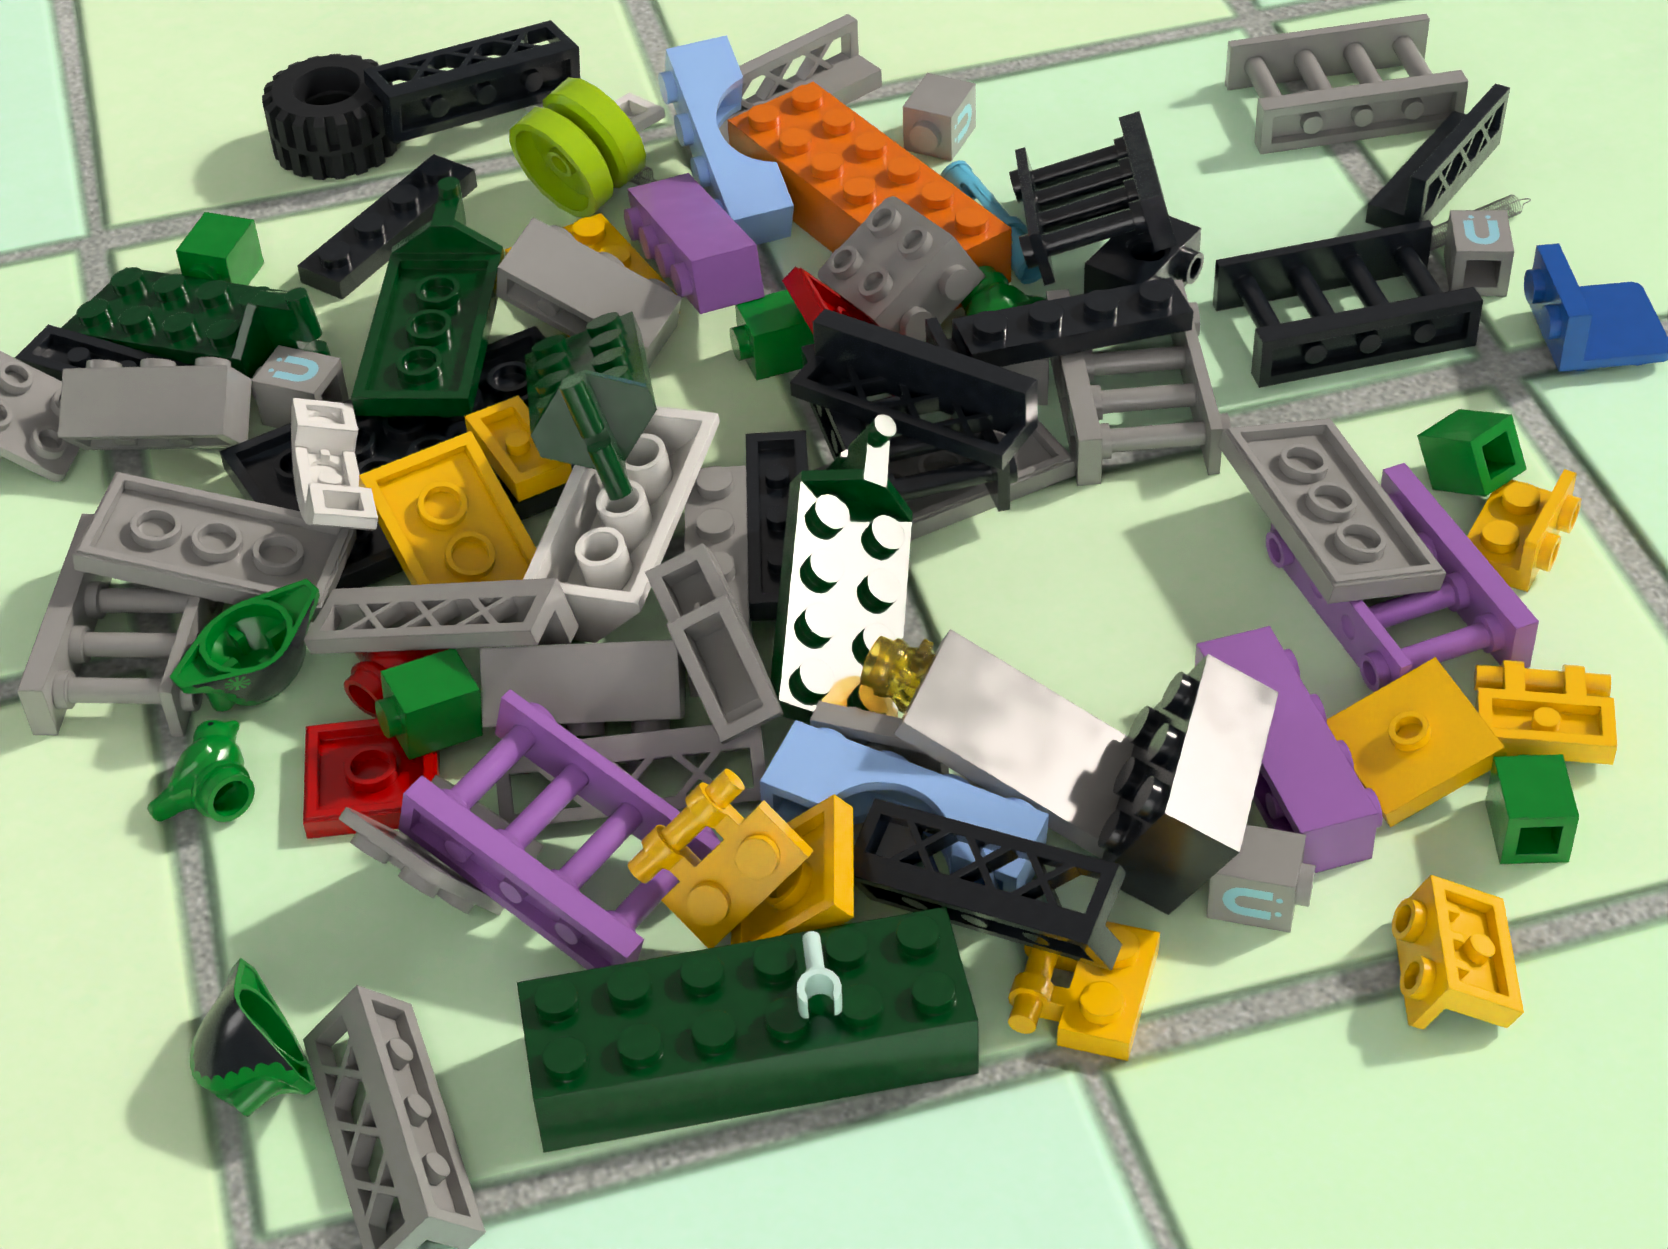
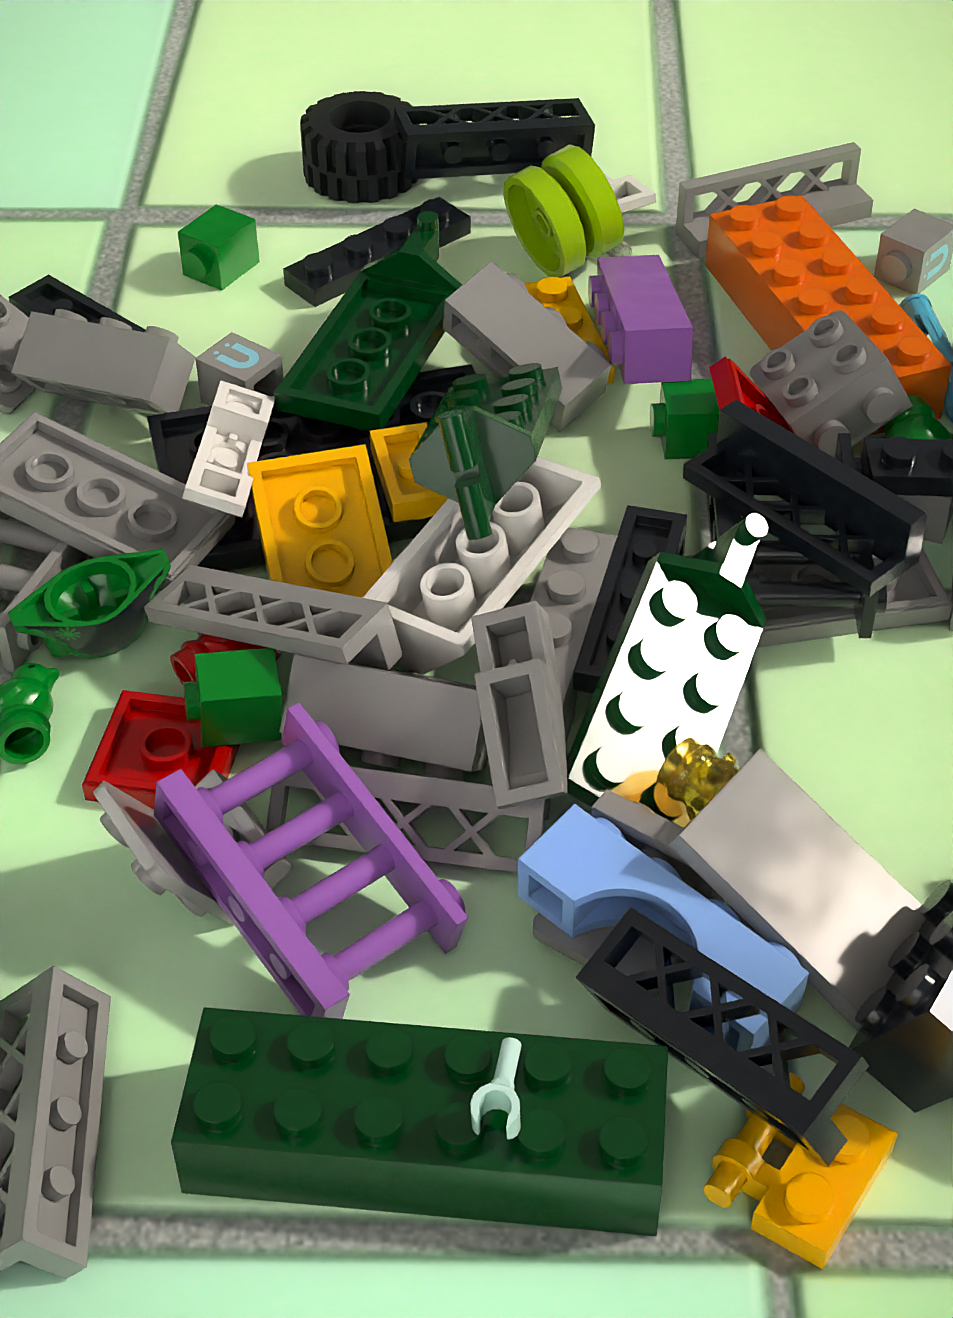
camera: 15 degrees right, 0 degrees up
(199, 318) = (178, 296): dark green hinge -> none
(705, 91) = (696, 184): light blue arch -> none
(735, 874) = (466, 949): yellow plate -> none
(820, 889) = (527, 970): yellow plate -> none

